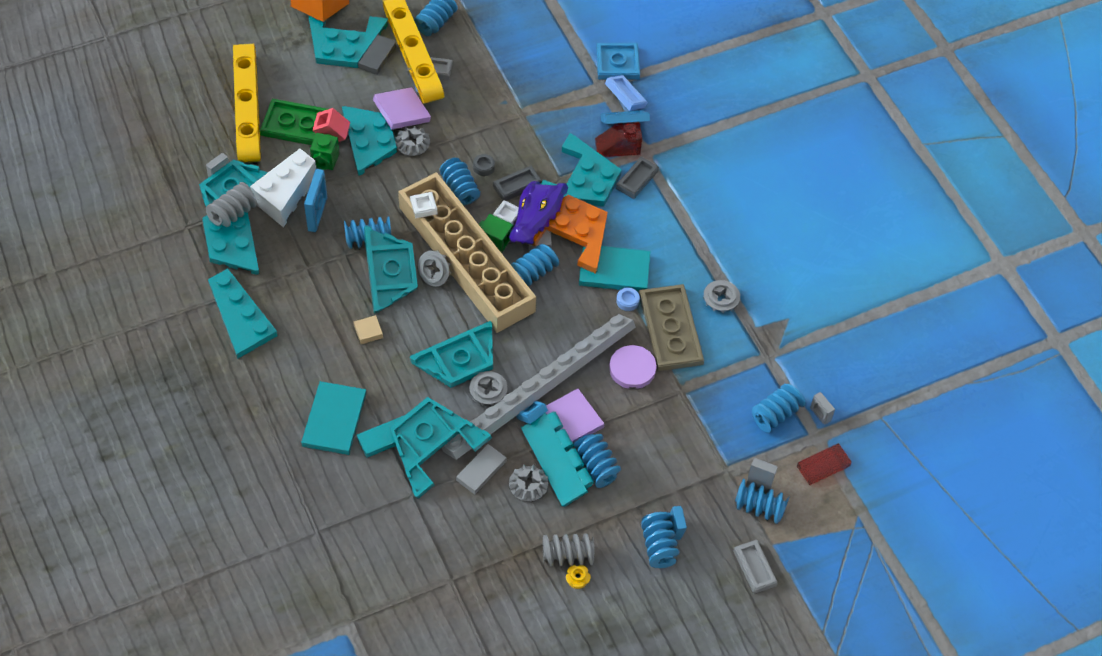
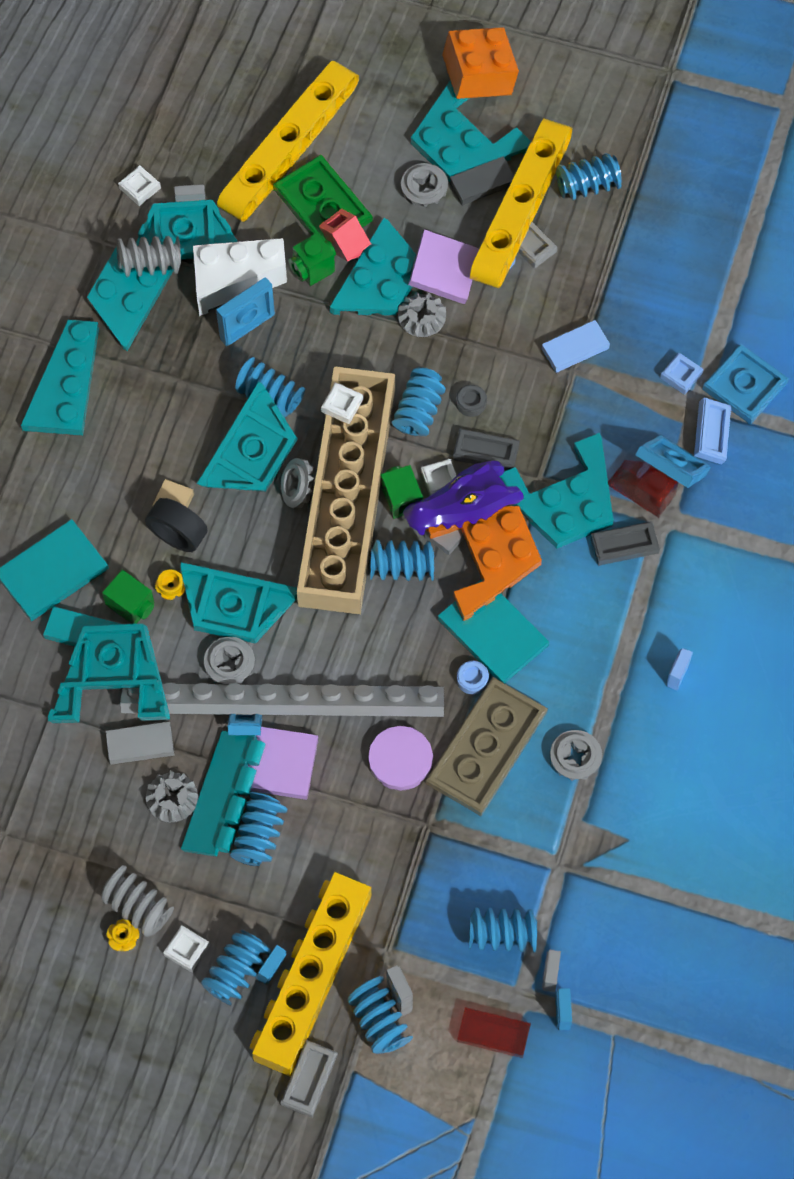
camera: 45 degrees right, 10 degrees up
(177, 183) = (139, 185): none -> white tile
(354, 72) = (420, 174): none -> light grey gear
(387, 327) = (176, 525): none -> black tyre
(398, 396) = (129, 598): none -> green brick
(413, 368) = (166, 577): none -> yellow plate
(512, 101) = (575, 346): none -> light blue tile
(580, 77) = (681, 373): none -> light blue tile
(619, 555) = (186, 948): none -> white tile
(720, 567) = (284, 1054): none -> yellow brick
(730, 215) = (679, 669): none -> light blue tile
(848, 421) = (563, 1009): none -> dark azure tile

